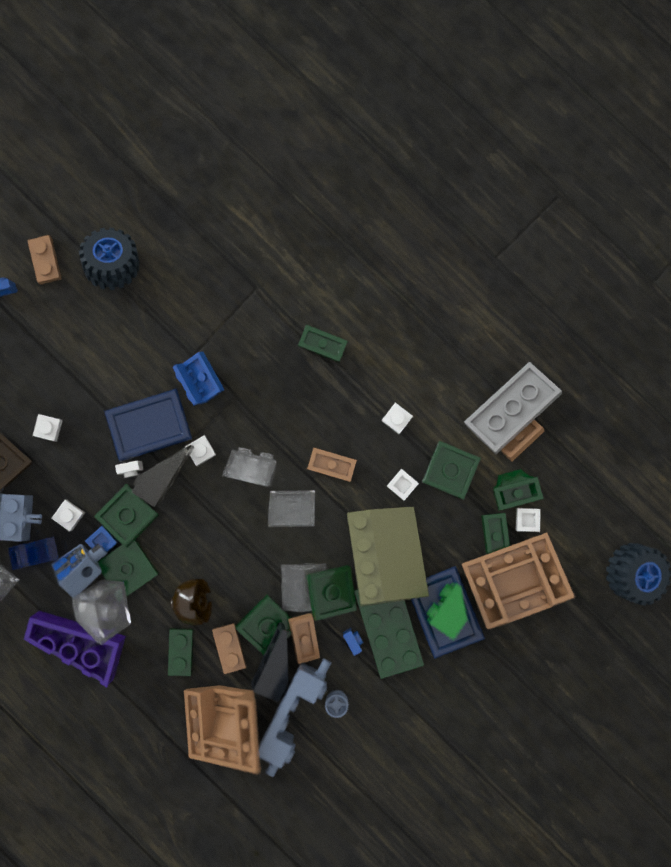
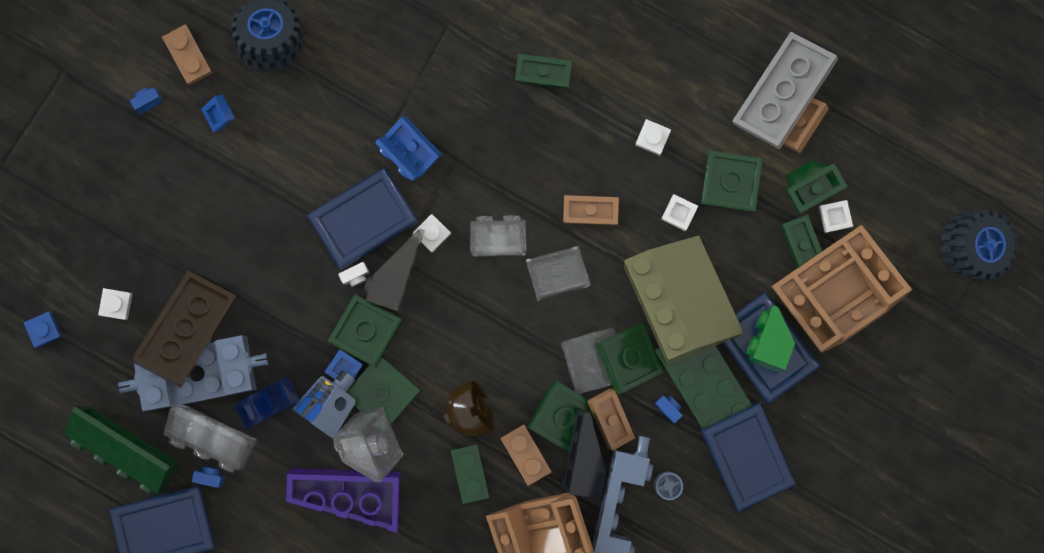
camera: 20 degrees left, 0 degrees up
(47, 427) = (243, 252): white plate -> none
(55, 312) = (218, 113): none -> blue plate
(68, 515) = (295, 348): white plate -> none
(407, 697) = (748, 457): none -> dark blue piece

